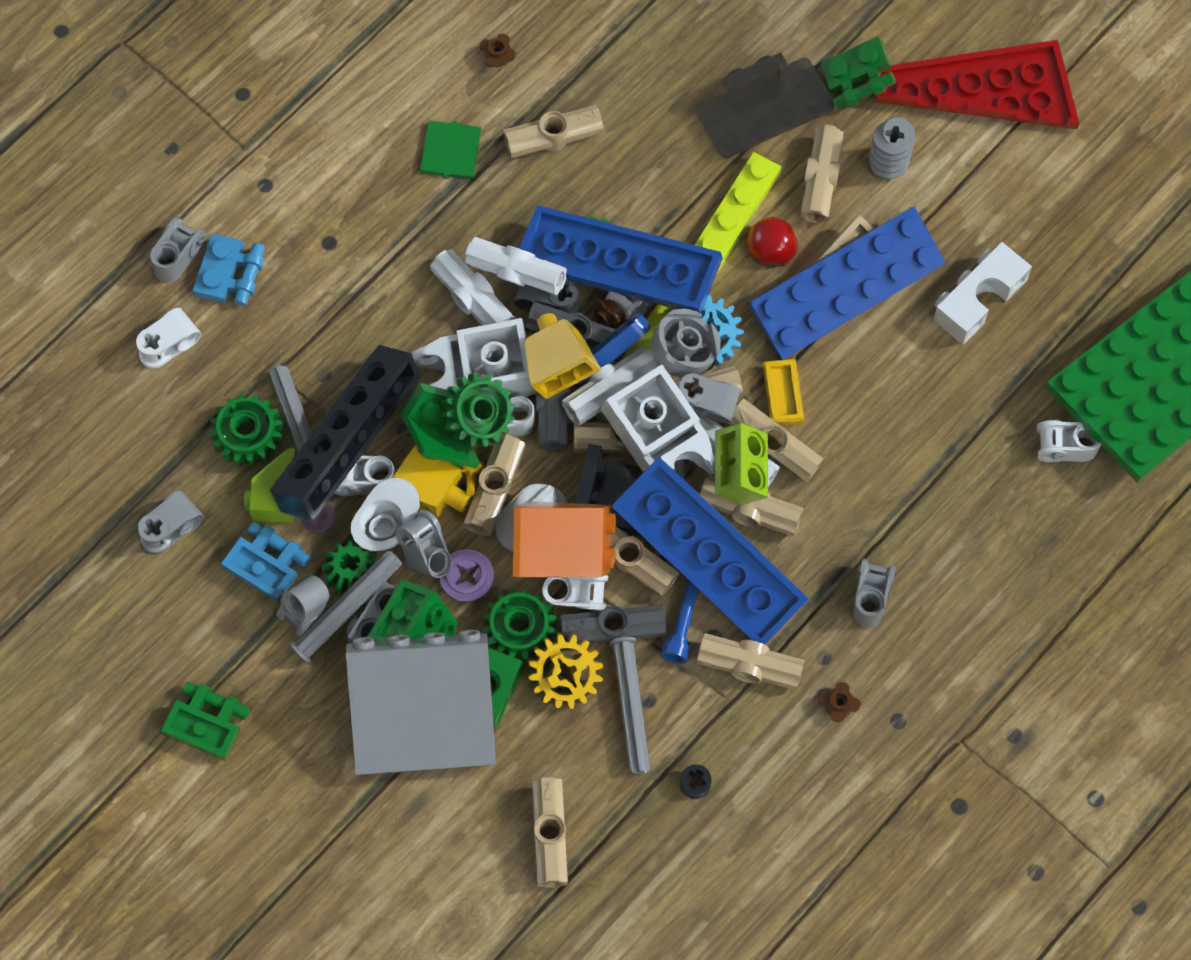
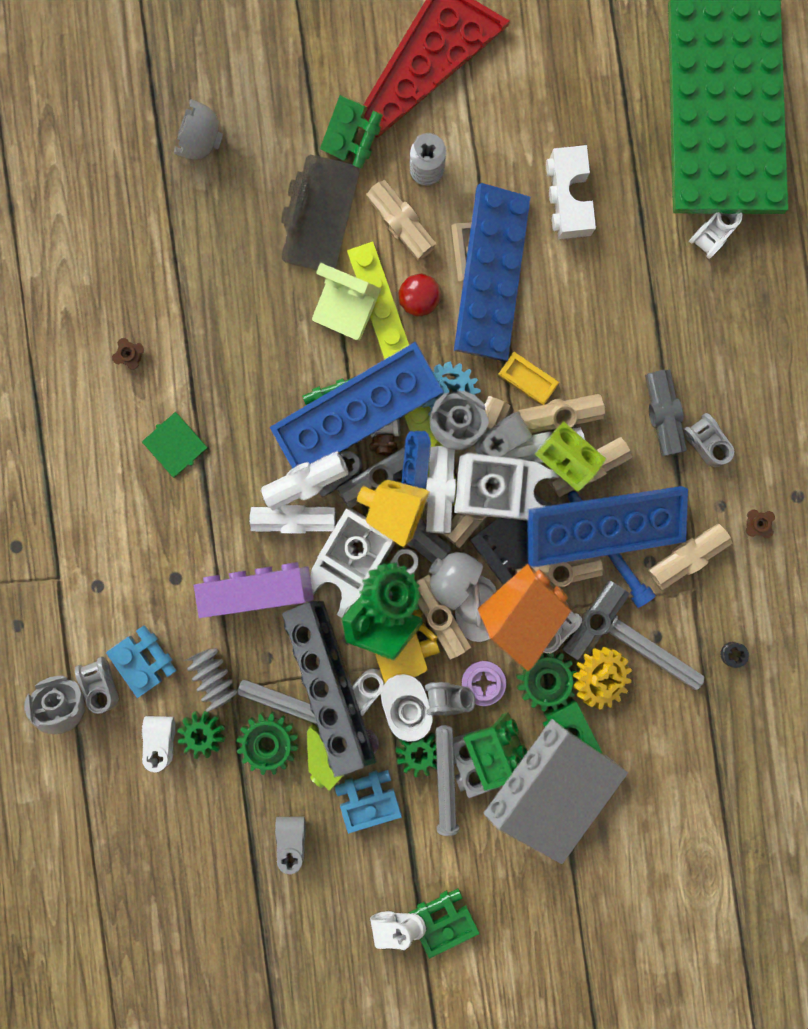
camera: 50 degrees left, 20 degrees up
(129, 225) = (55, 705): none -> light grey cylinder
(163, 677) = (396, 929): none -> white piece
(193, 363) = (193, 739): none -> green gear
(263, 334) = (211, 678): none -> light grey piece
(304, 604) = (423, 806): light grey piece -> none
(378, 305) = (254, 591): none -> medium lavender brick
(541, 460) = (453, 577): none -> light grey cylinder
(550, 853) = (707, 782): tan piece -> none
(572, 127) = (228, 351): tan piece -> none
(706, 182) = (345, 302): none -> yellowish green bracket
(862, 532) = (665, 412): none -> dark grey piece

